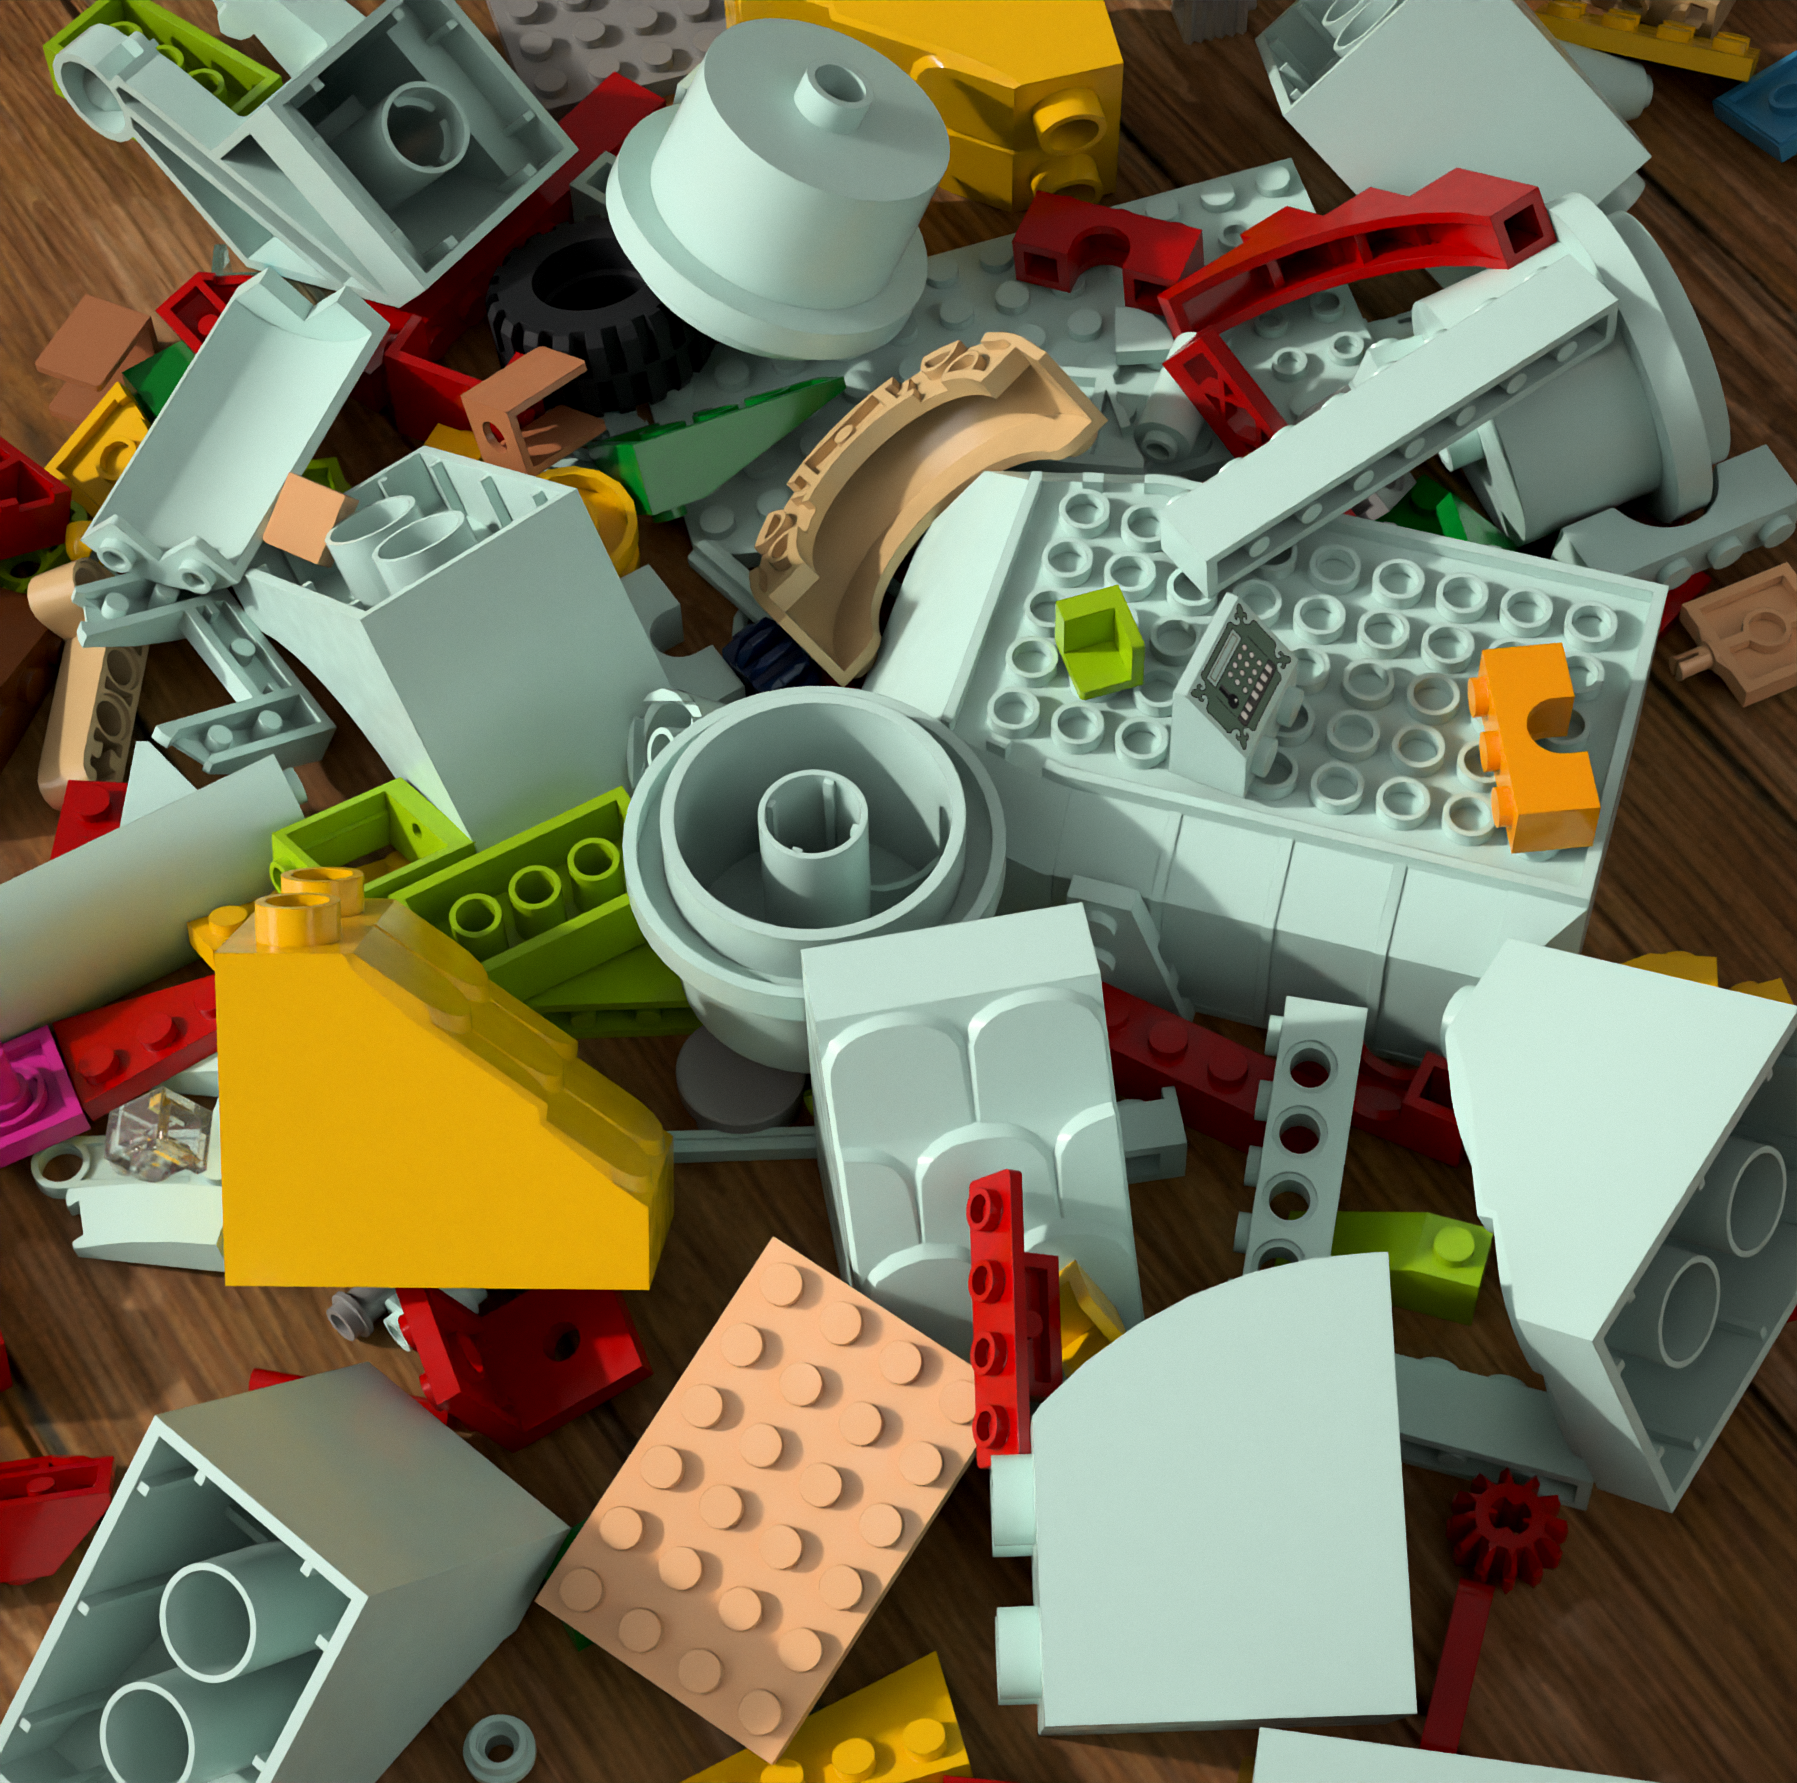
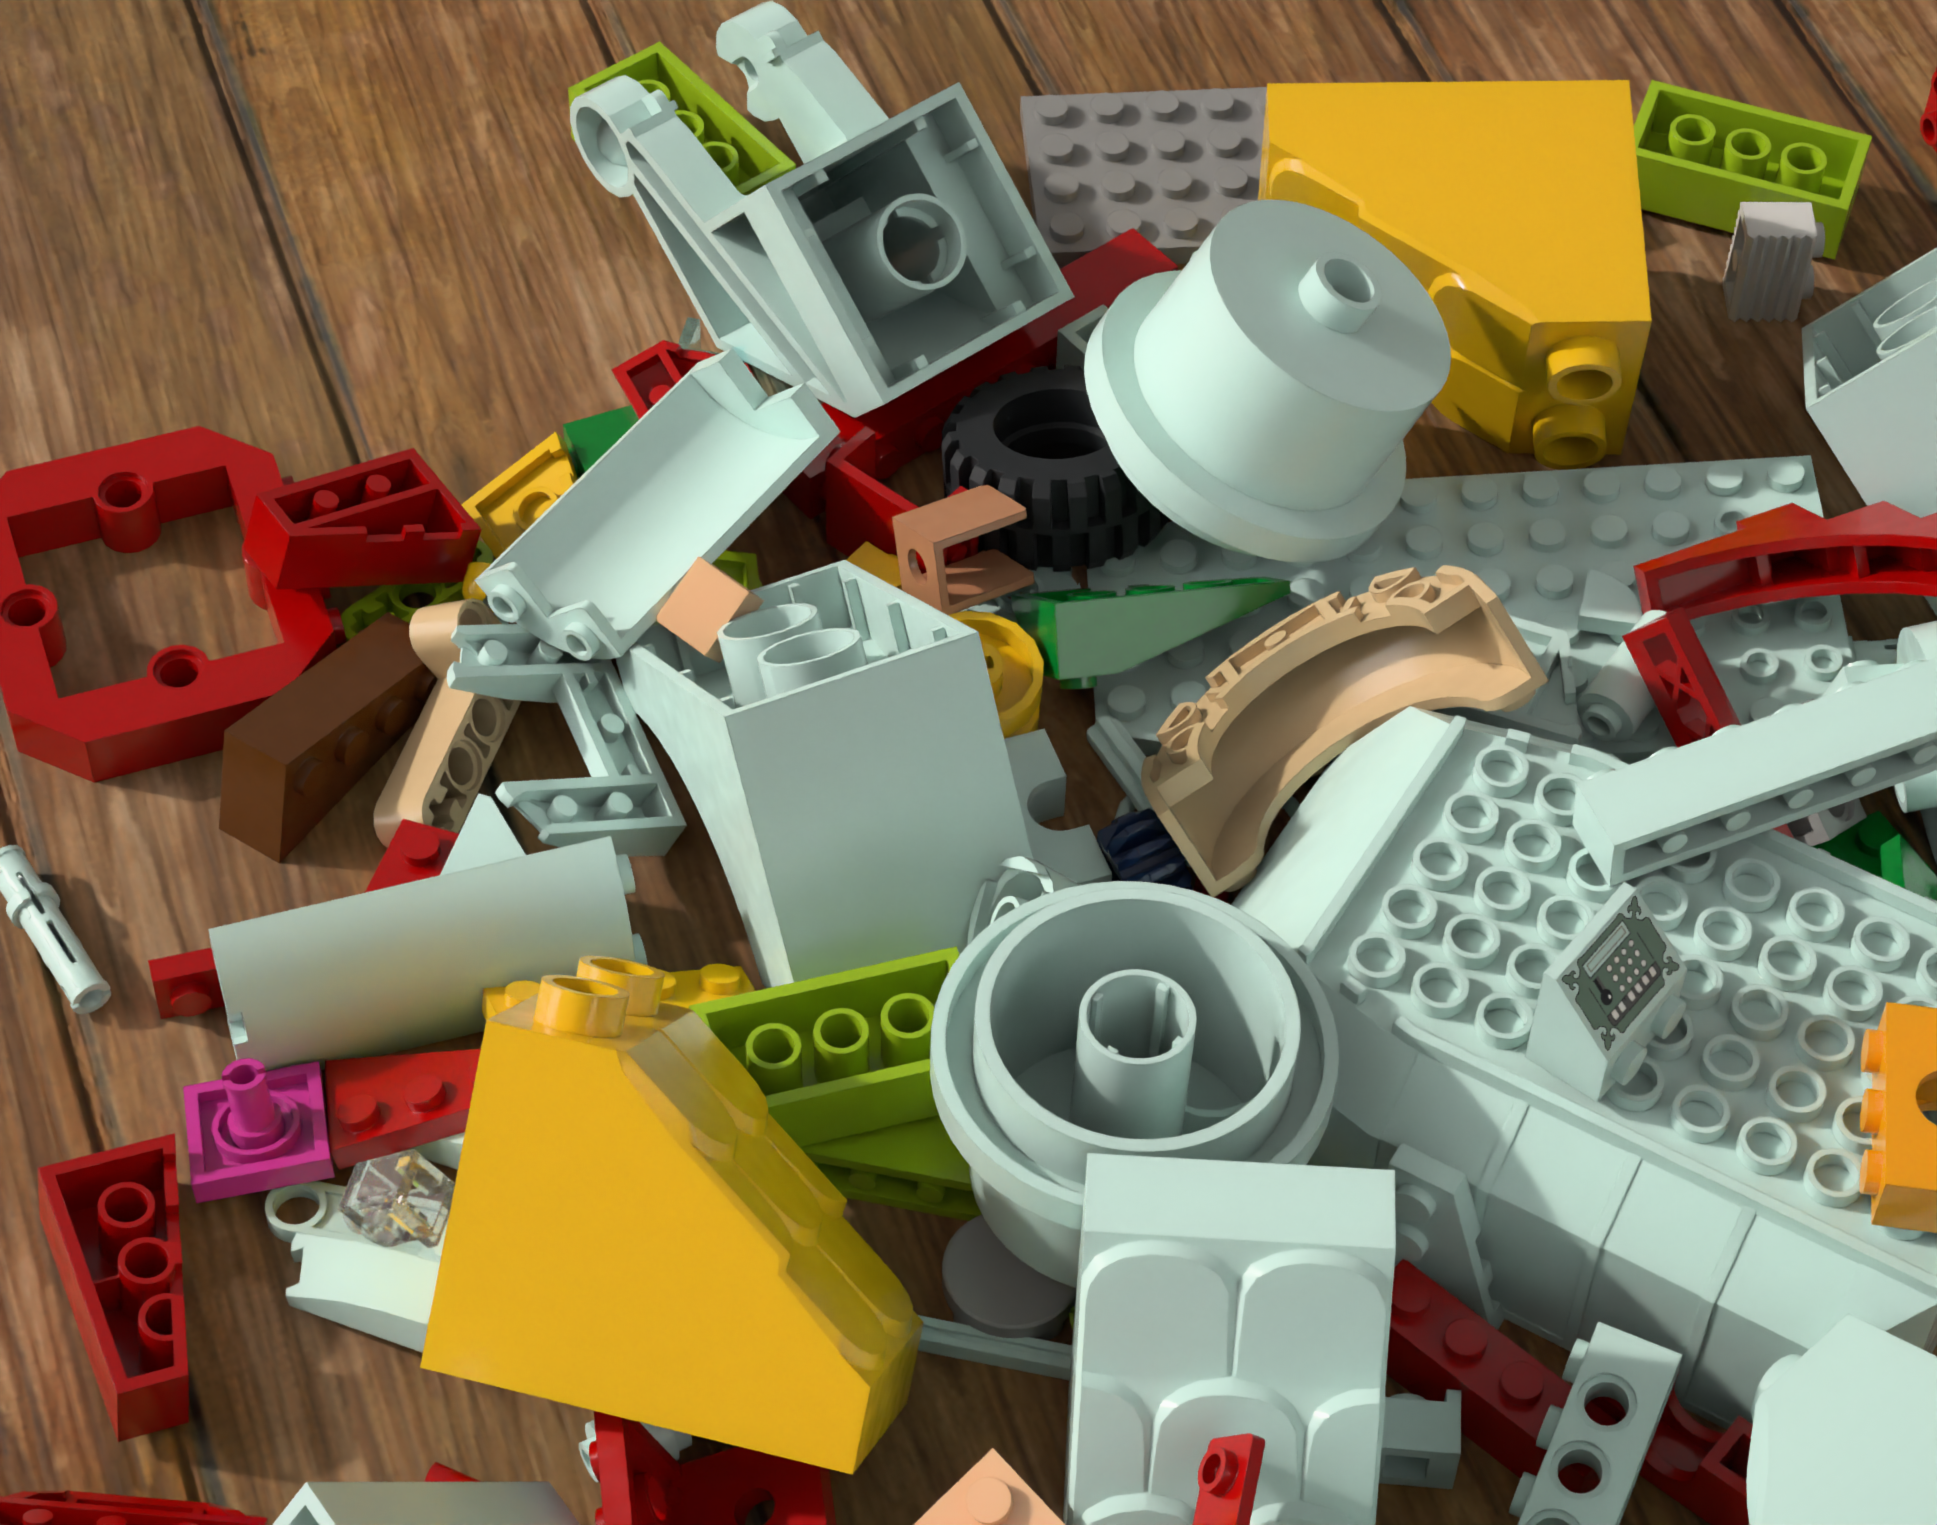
camera: 10 degrees right, 5 degrees down
(92, 352) = (539, 398): nougat piece -> none
(358, 1310) = (555, 1427): light grey pin -> none
(366, 823) = (688, 929): lime window -> none
(1068, 236) = (1557, 487): red arch -> none
(1099, 642) = (1482, 906): lime panel -> none

